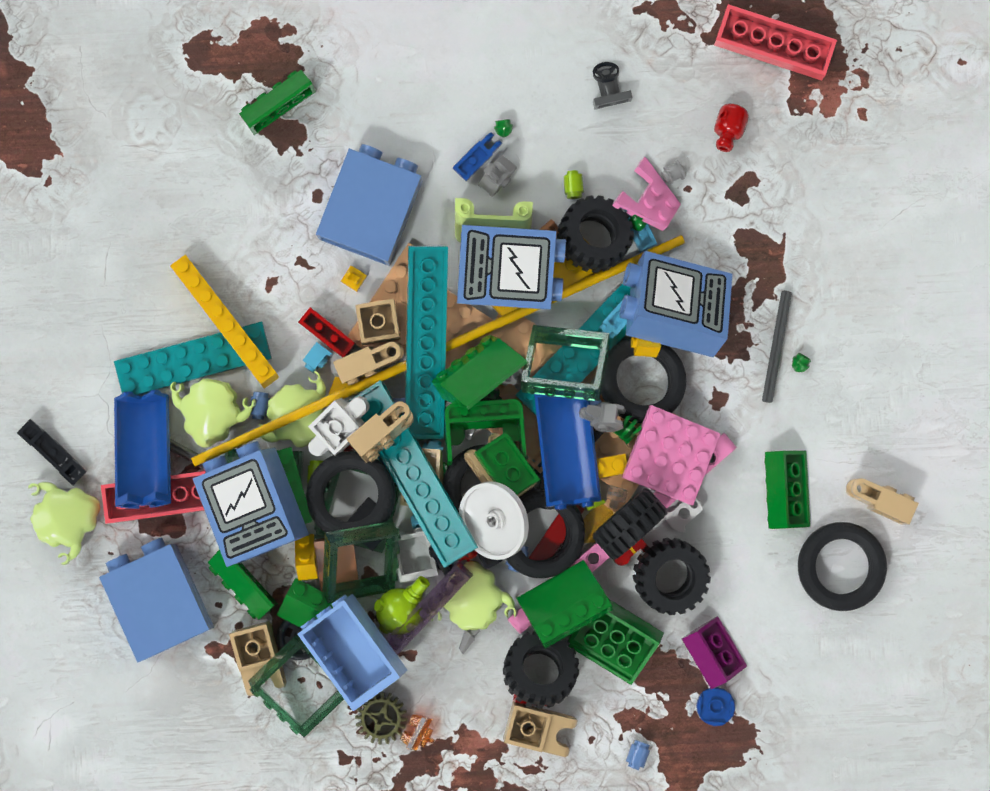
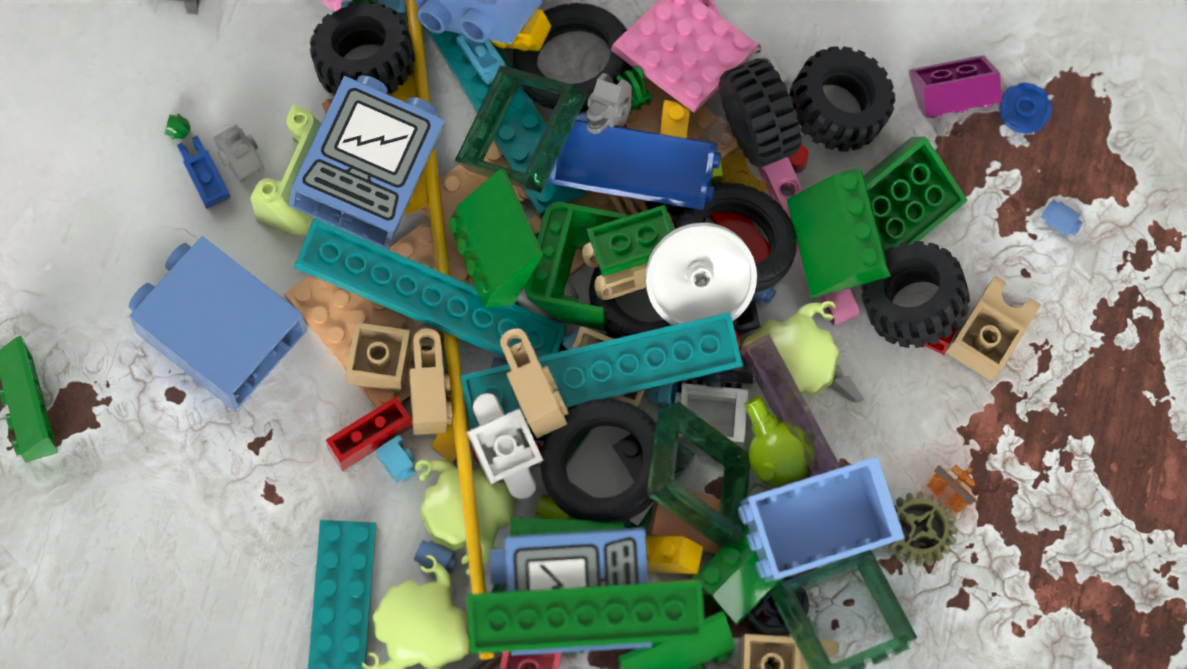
camera: 75 degrees left, 15 degrees down
(224, 321) = (302, 563): yellow brick -> none
(228, 519) = (585, 616): none -> green plate
(353, 278) = (306, 381): yellow tile -> none
(573, 185) = (287, 65): lime brick -> none

